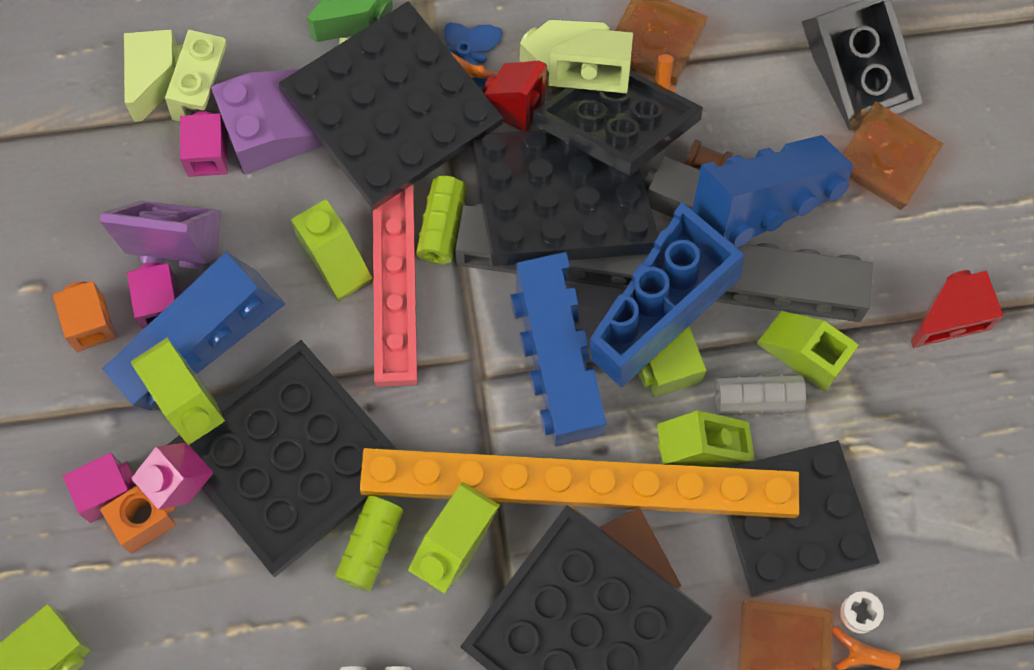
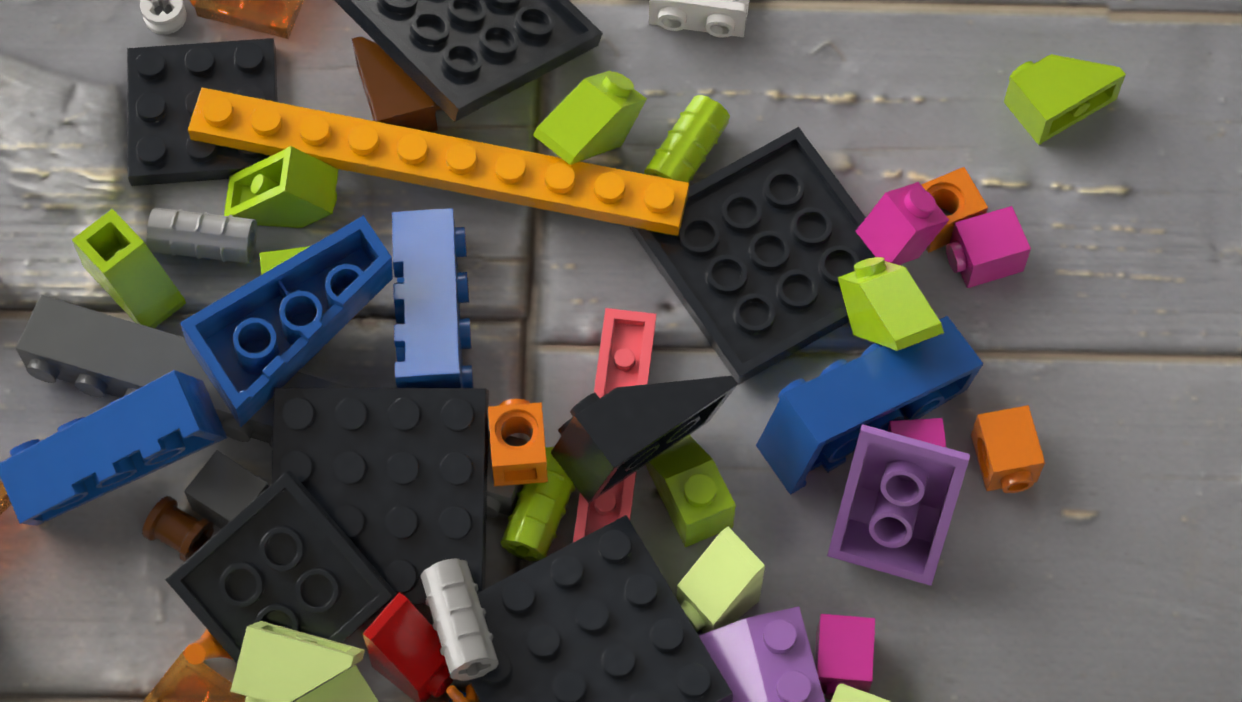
camera: 170 degrees left, 5 degrees down
(297, 170) = (721, 583): none -> yellowish green slope
(367, 252) = (632, 427): none -> black slope
(458, 215) = (517, 463): none -> orange brick
(481, 94) = (459, 619): none -> light grey axle

